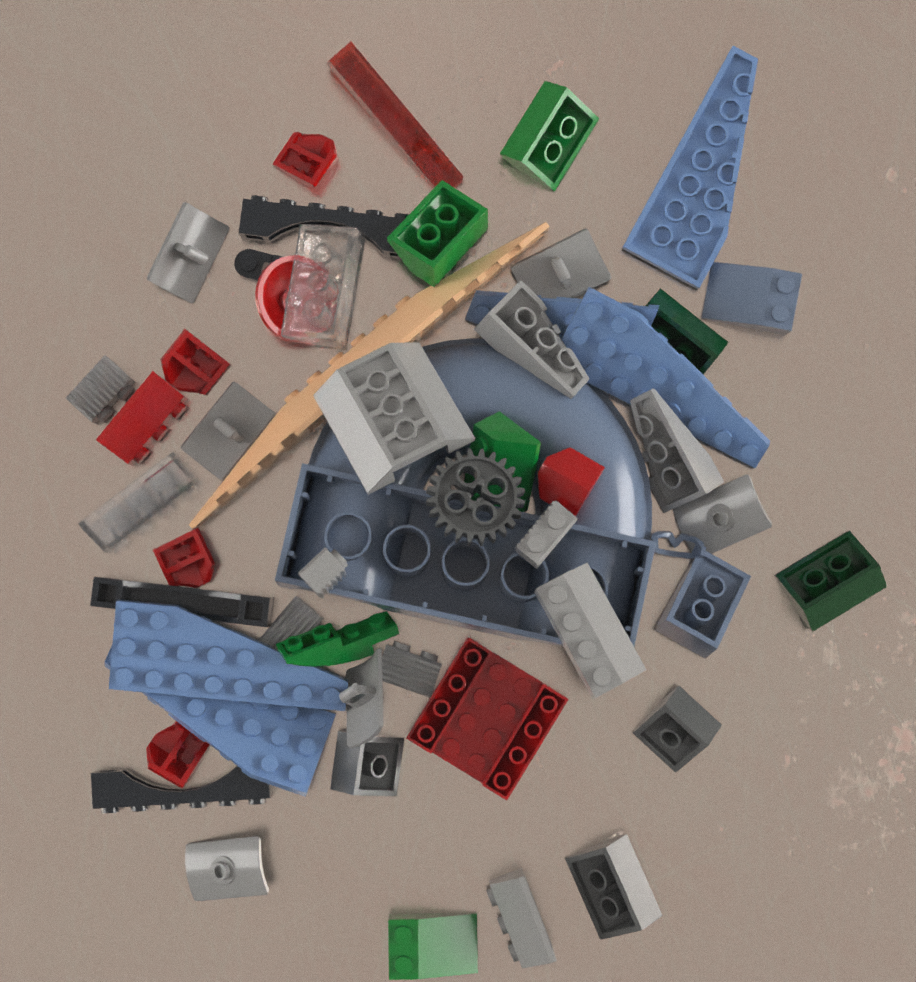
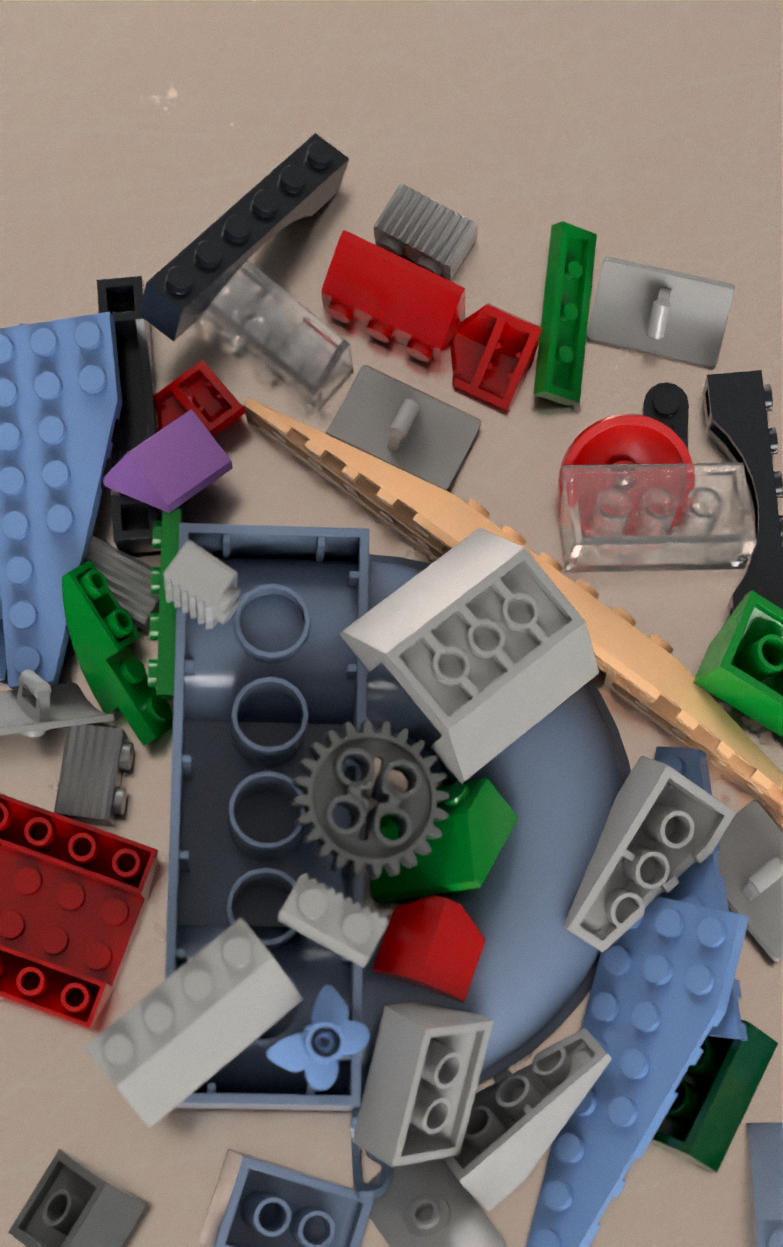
camera: 85 degrees right, 10 degrees down
(82, 505) = (202, 269): none -> black arch
(175, 312) = (565, 314): none -> green plate
(227, 581) = (170, 465): none -> medium lavender slope
(302, 598) = (163, 624): none -> green plate
(616, 556) = (322, 1042): none -> medium blue animal
(646, 503) = (421, 1082): none -> light grey slope

